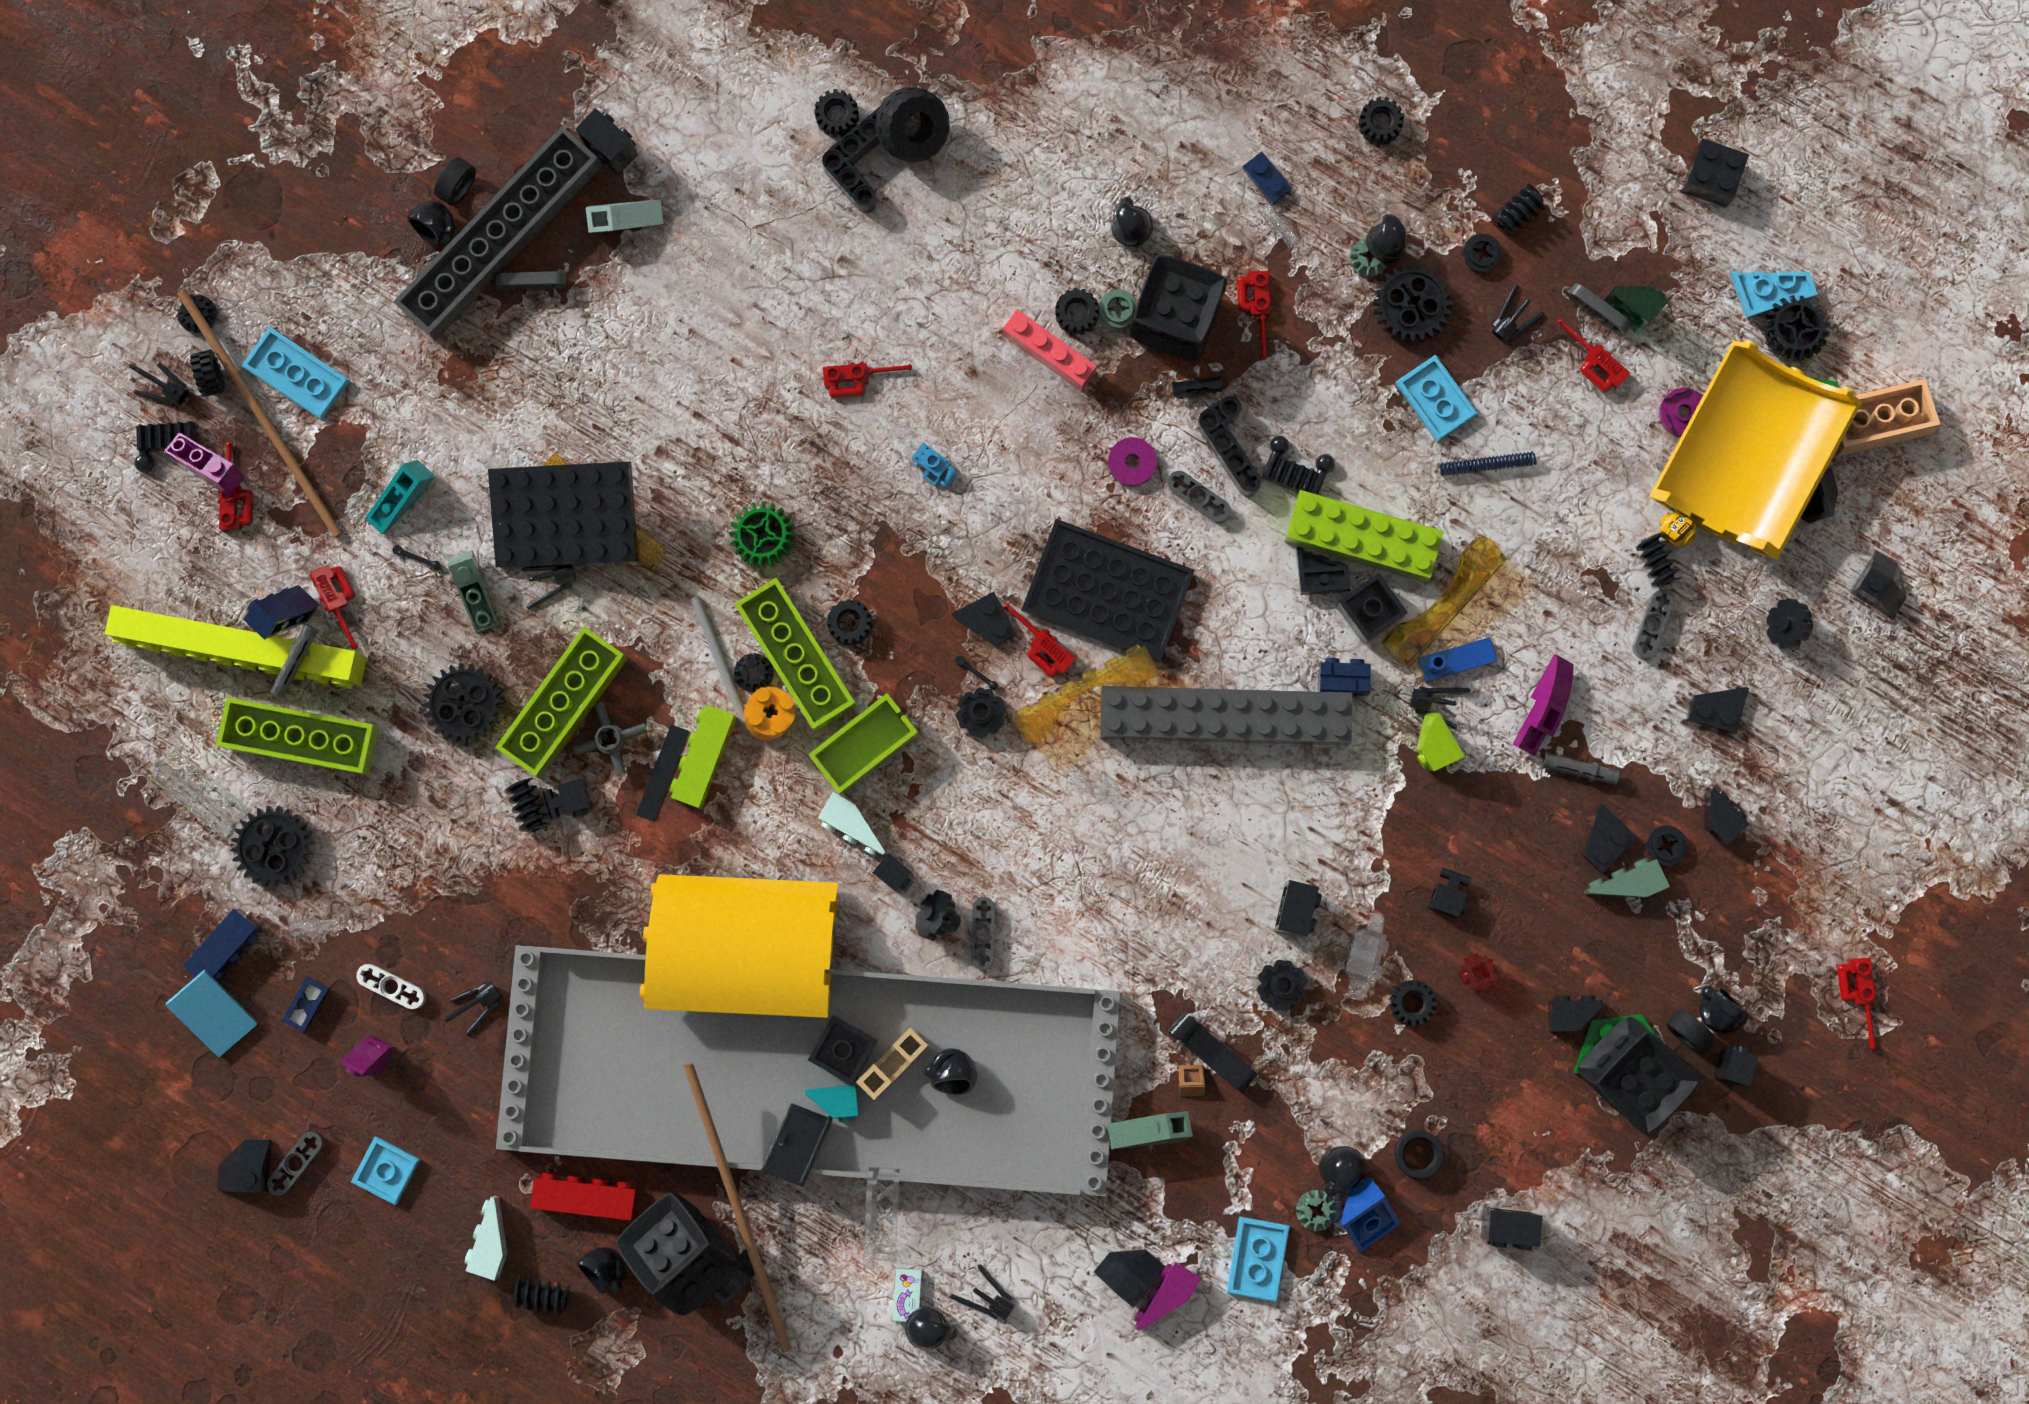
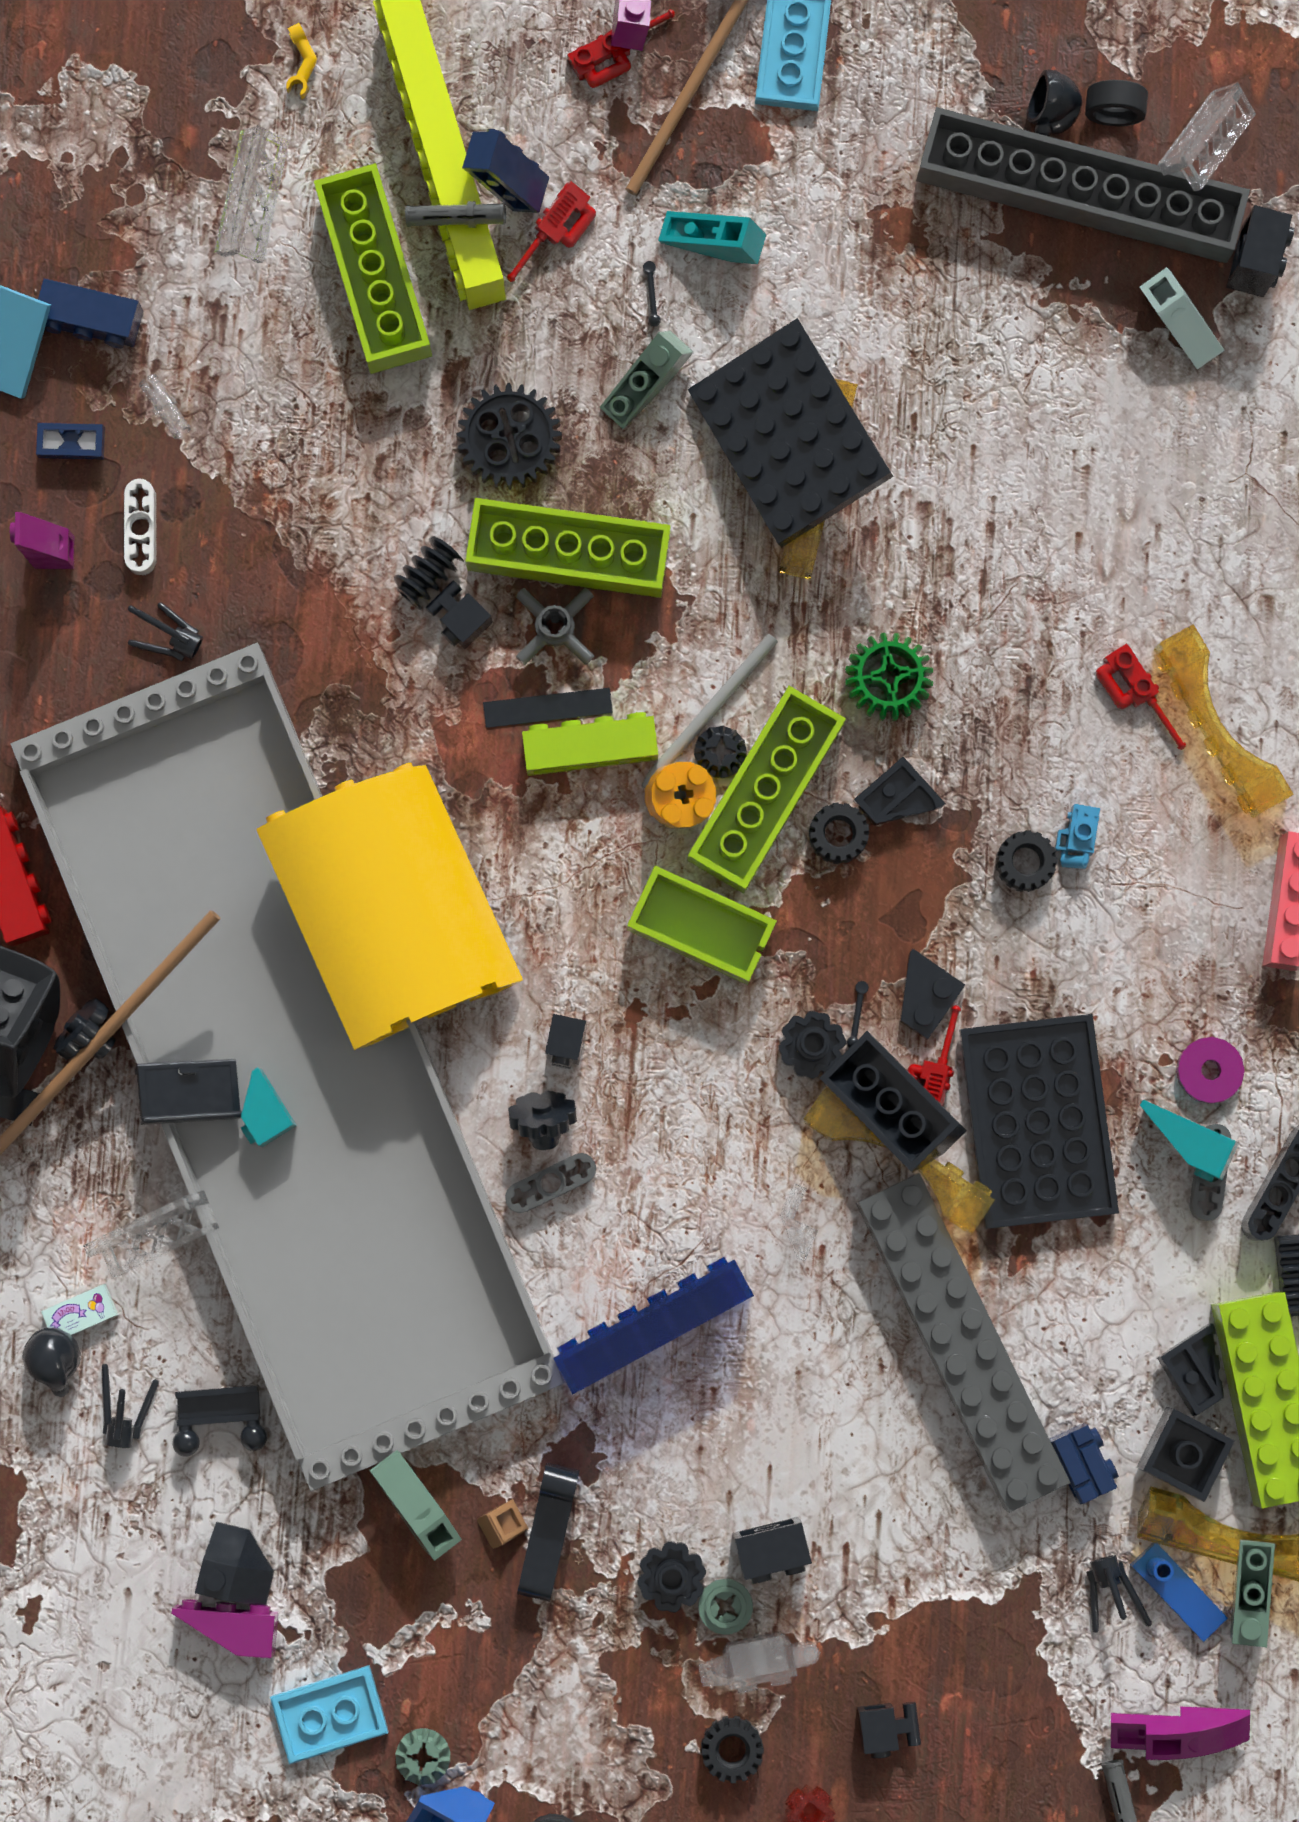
camera: 55 degrees right, 0 degrees up
(108, 705) = (309, 59): none -> yellow arm
(252, 836) = (232, 335): black gear -> none
(504, 133) = (1205, 127): none -> clear fence
(530, 281) = (1046, 252): dark grey beam -> none
(563, 574) = (720, 469): black plant -> none
(717, 1197) = (81, 1029): none -> black plant
(843, 1050) = (327, 1088): black brick -> none
(844, 570) = (898, 795): none -> black wing
(846, 818) = (604, 951): light aqua slope -> none
(892, 1063) = (340, 1155): tan arch -> none
(932, 493) = (1026, 840): none -> black tyre
(952, 1072) = (366, 1231): black piece -> none
(959, 331) = (1255, 780): none -> clear yellow arch
(1018, 1231) = (218, 1406): none -> black gear
(1047, 679) = (892, 1103): none -> black slope
(1112, 912) = (652, 1326): none -> clear blue brick
(1177, 495) = (1197, 1145): none -> teal slope
(1322, 948) = (725, 1623): none -> sand green gear
(1341, 1169) = (487, 1763): black piece -> none
(1437, 744) = (1062, 1619): lime slope -> none
(1481, 612) = (1252, 1593): none -> sand green slope

